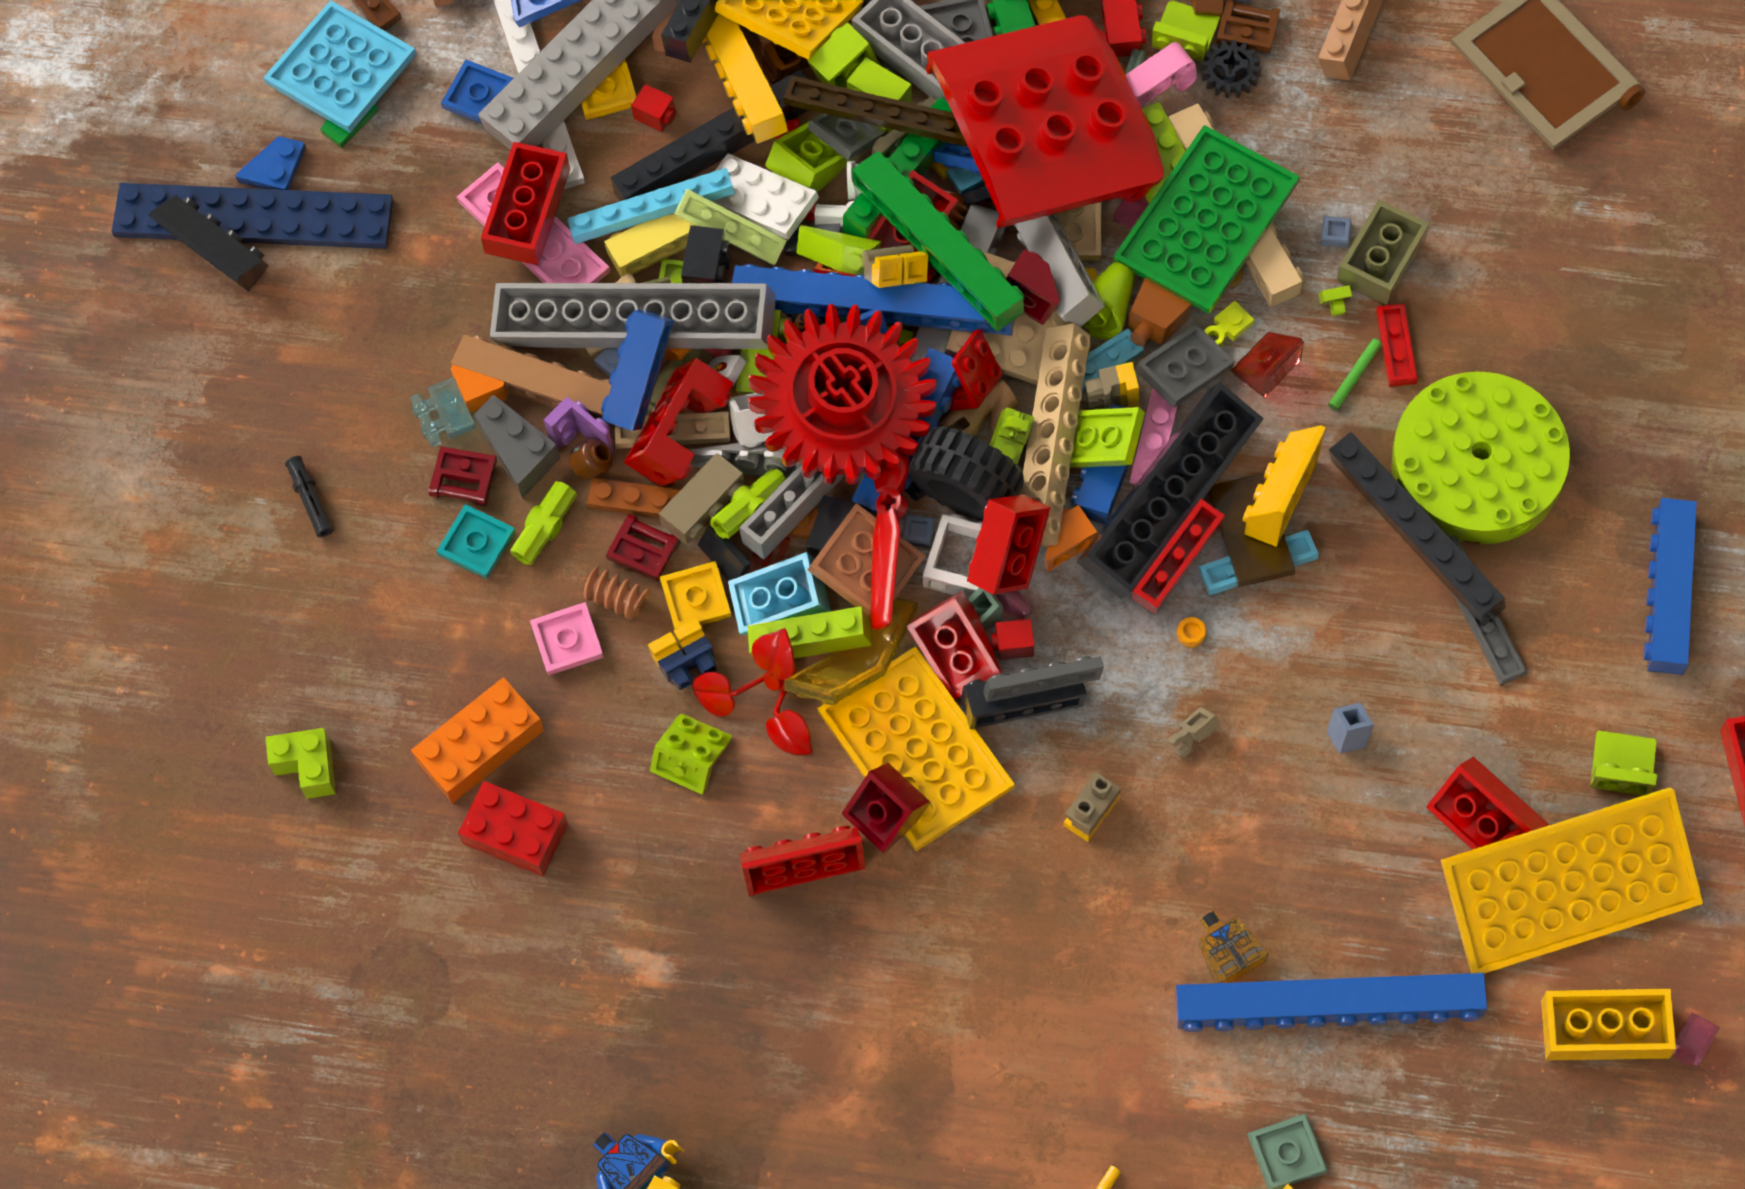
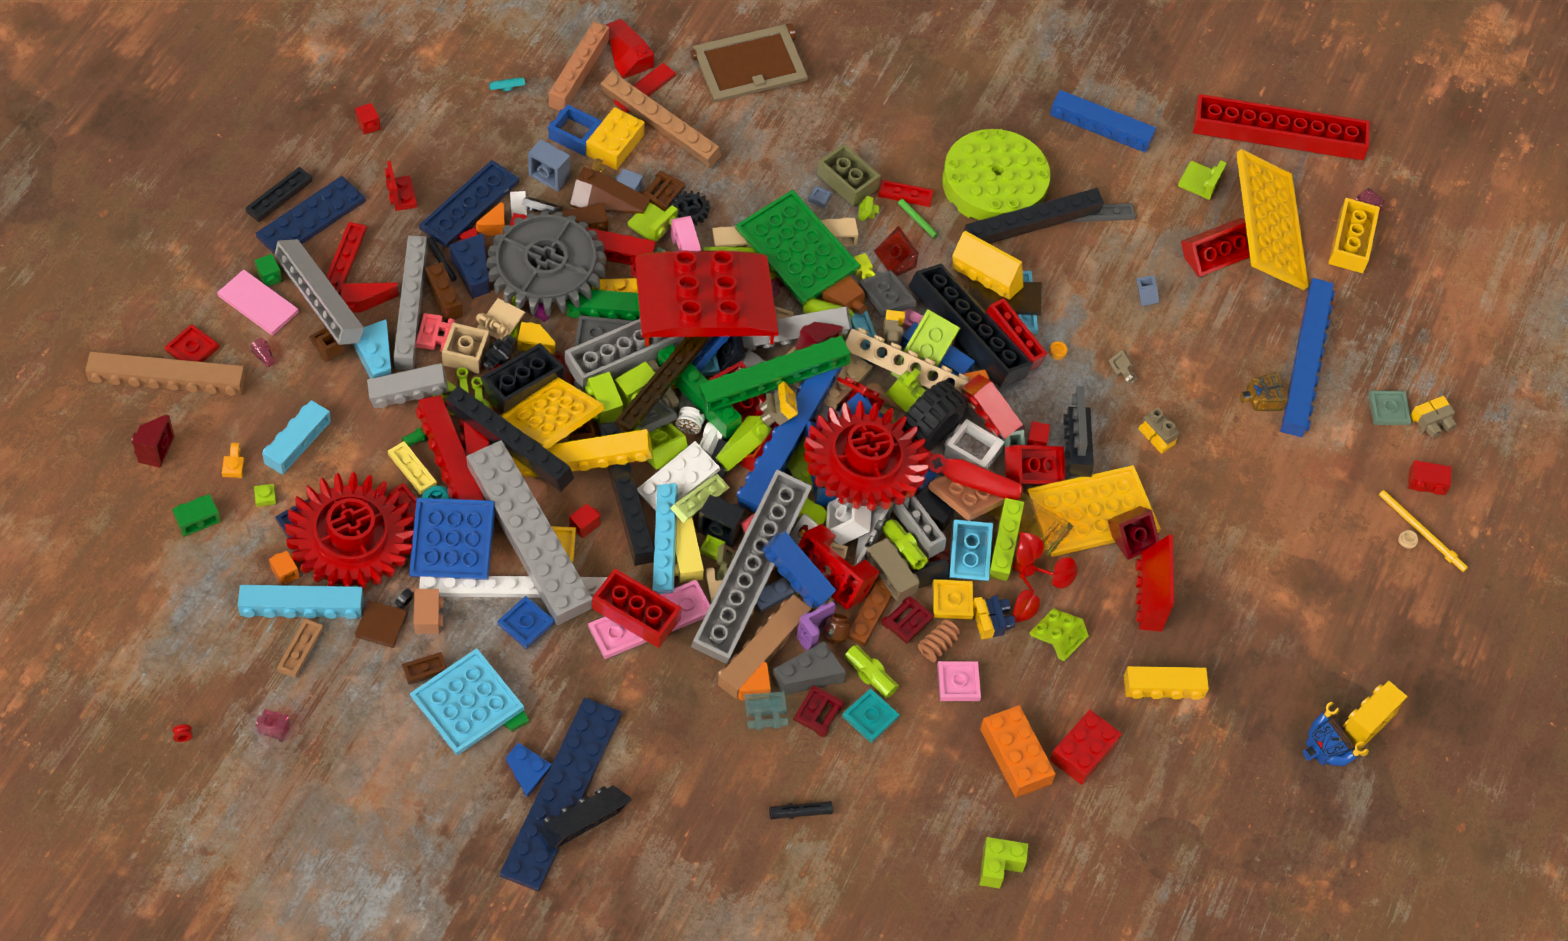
camera: 85 degrees left, 10 degrees down
(655, 914) = (1166, 682): none -> yellow brick

